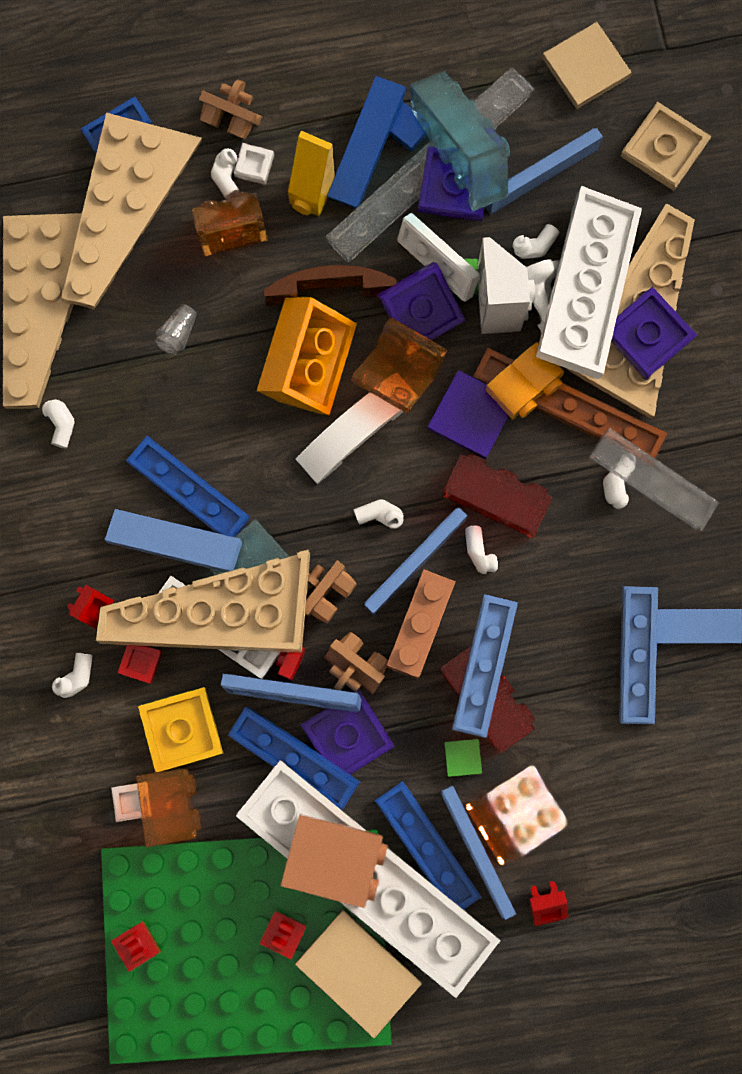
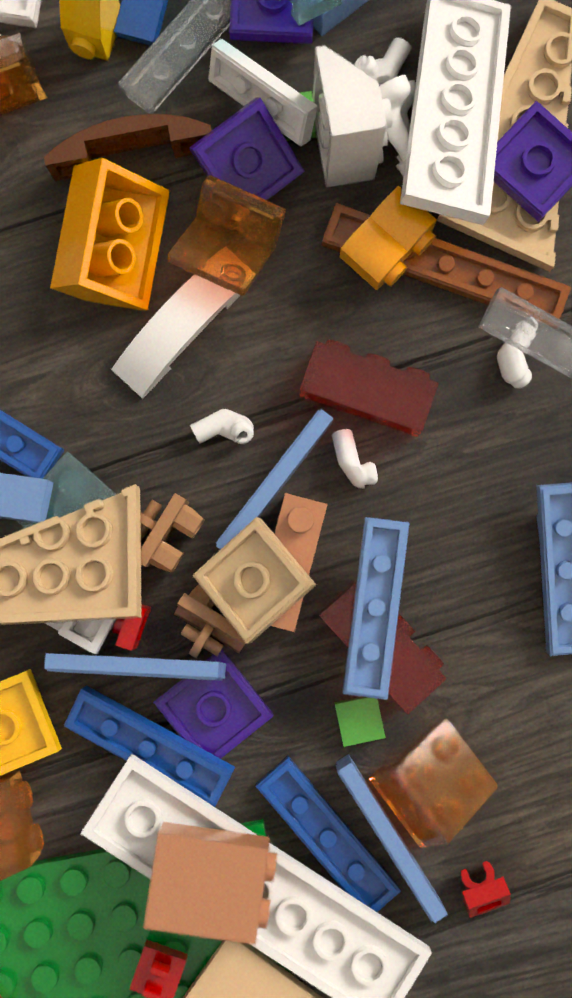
camera: 10 degrees left, 5 degrees up
(392, 633) = (254, 580): none -> tan tile
(469, 416) = (321, 292): dark purple tile -> none

